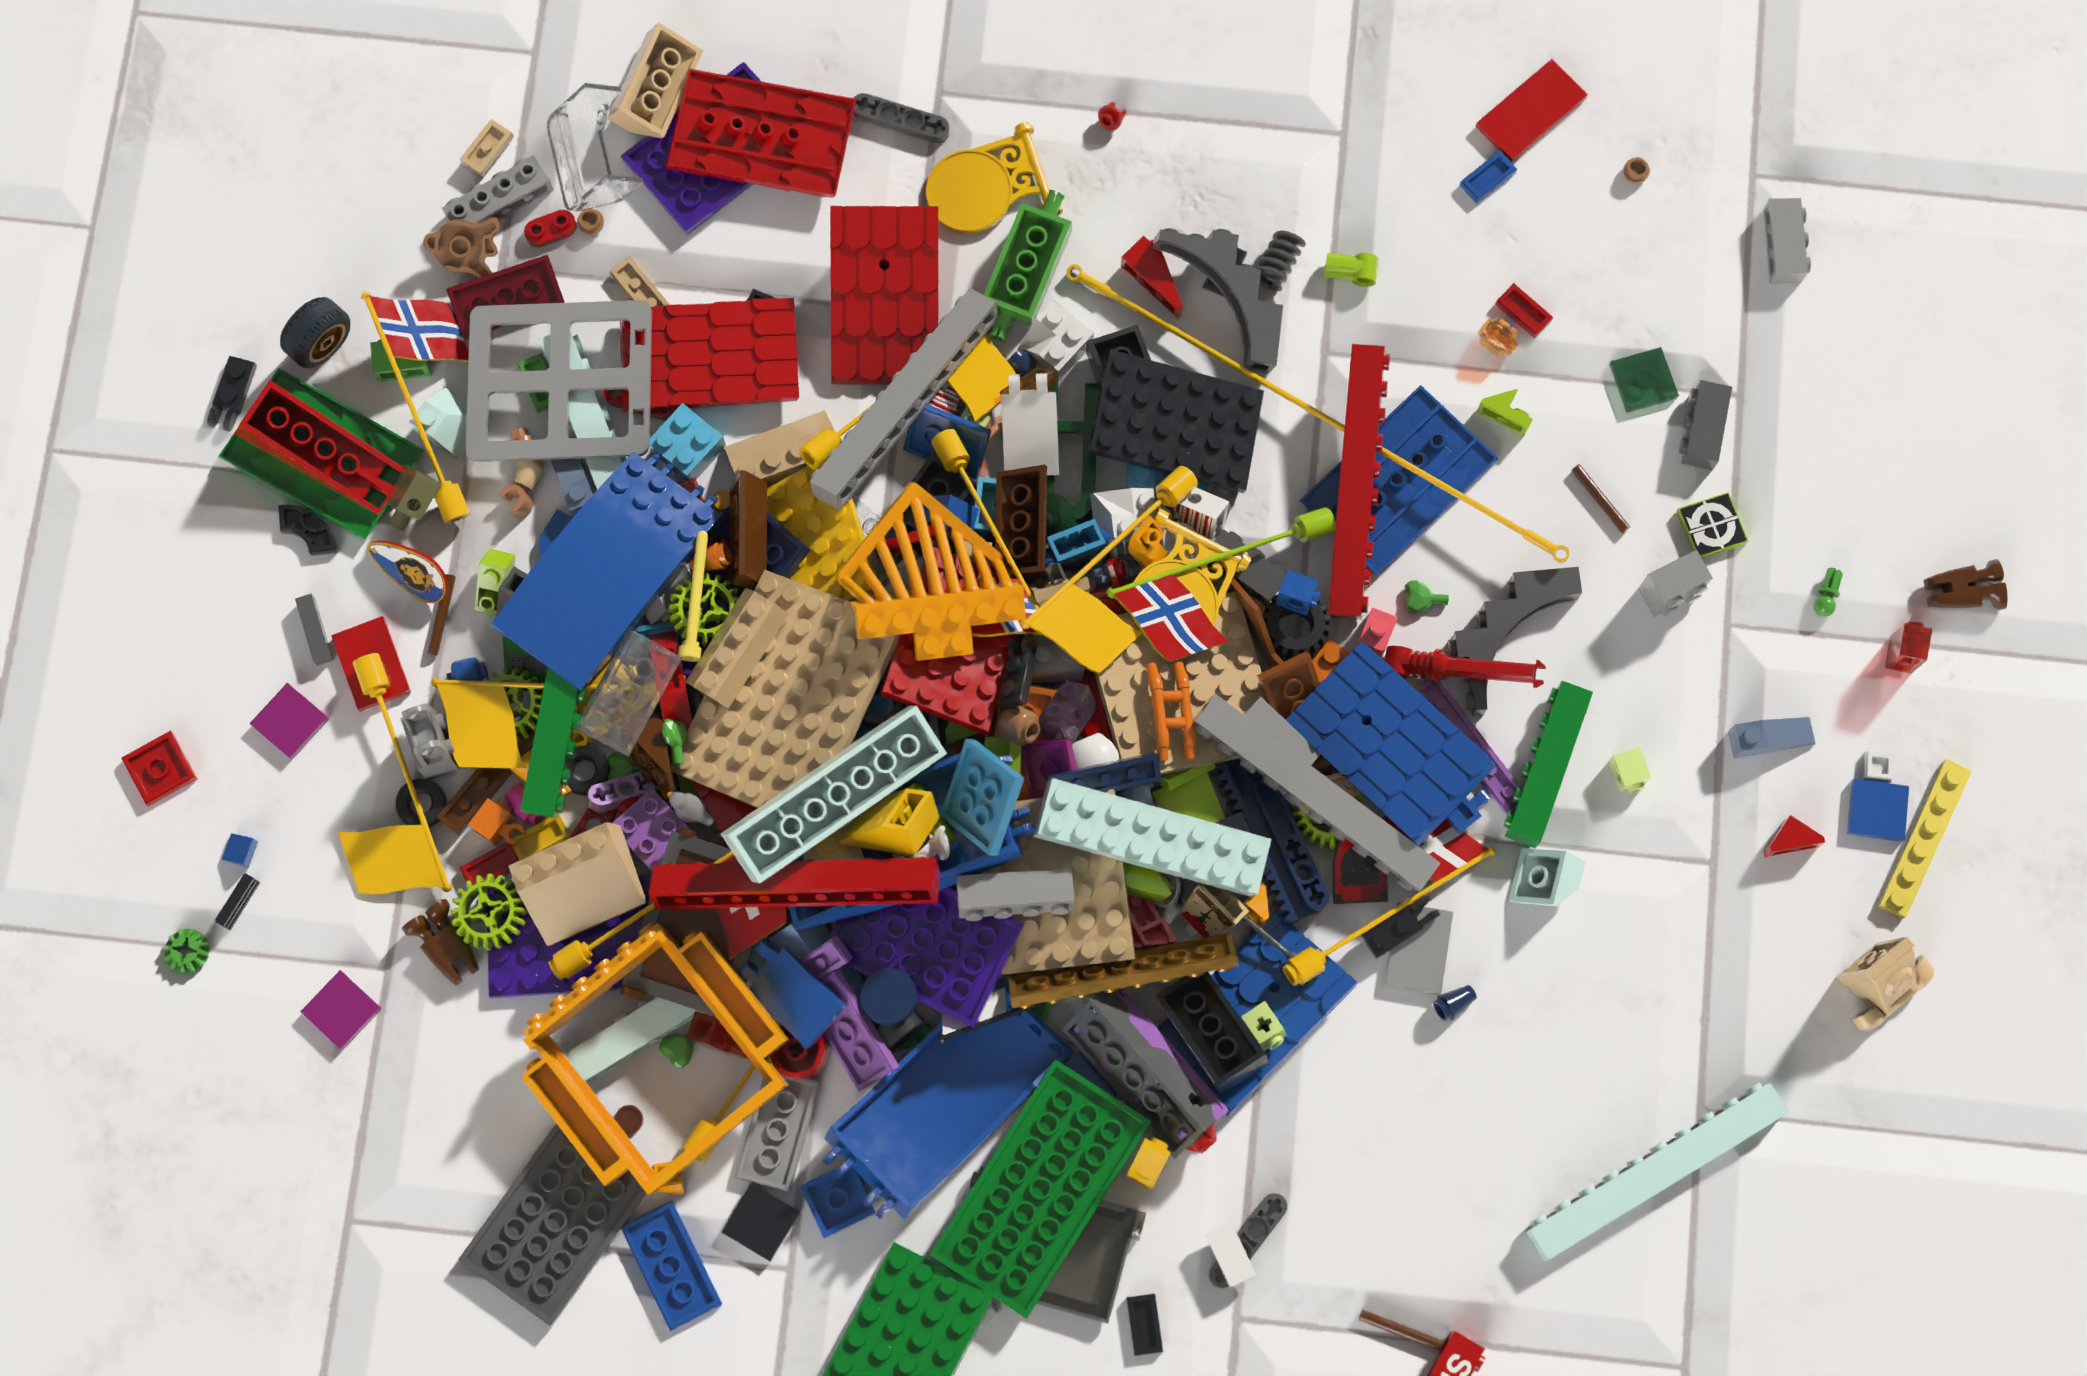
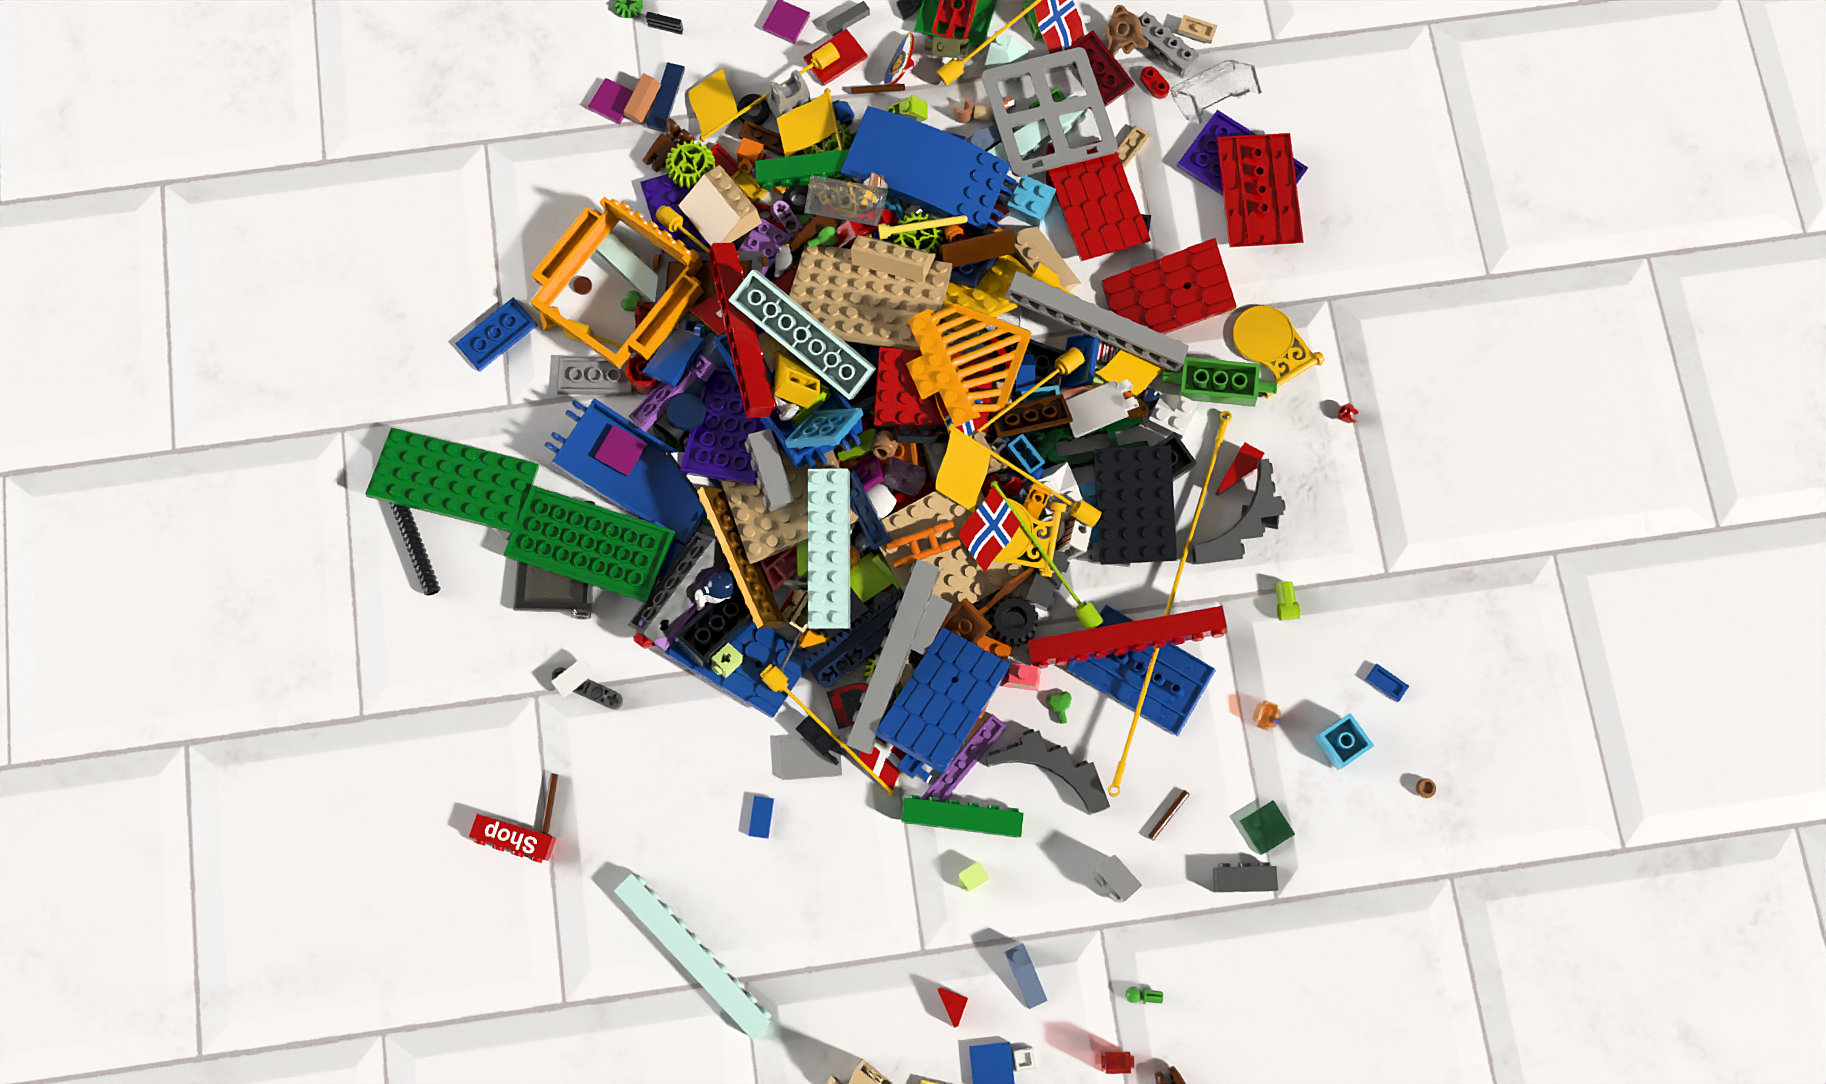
camera: 75 degrees right, 0 degrees up
(240, 850) = (697, 17): blue slope -> none
(354, 962) = (642, 98): none -> nougat piece
(359, 928) = (666, 97): none -> dark blue tile
(551, 1228) = (499, 256): dark grey plate -> none
(590, 221) = (1166, 105): medium nougat plate -> none
(617, 638) = (876, 181): none -> medium nougat piece
(654, 83) = (1274, 116): tan slope -> none
(760, 1222) = (534, 380): black tile -> none
(836, 1201) = (555, 420): blue plate -> none
(902, 112) = (1301, 277): dark grey beam -> none
(909, 1113) = (620, 451): none -> magenta tile
(1144, 1324) = (519, 634): black tile -> none
(1149, 1162) = (621, 608): yellow slope -> none
(1161, 1012) = (716, 589): none -> dark blue hair
(1277, 257) = (1277, 548): dark grey piece -> none
(1298, 593) = (1033, 612): blue brick -> none
(1439, 665) = (1011, 724): red piece -> none
(1454, 1002) = (779, 790): dark blue cone -> none
(1486, 1036) = (761, 817): none -> blue tile
(1499, 410) = (1213, 727): lime slope -> none
(1524, 310) = (1293, 730): red tile -> none
(1531, 110) = (1448, 702): red tile -> none
(1545, 877) = (880, 833): light aqua slope -> none
(1557, 250) = (1343, 741): none -> medium azure brick
(1712, 525) = (1171, 900): tile -> none
(1786, 240) = (1406, 910): light grey brick -> none

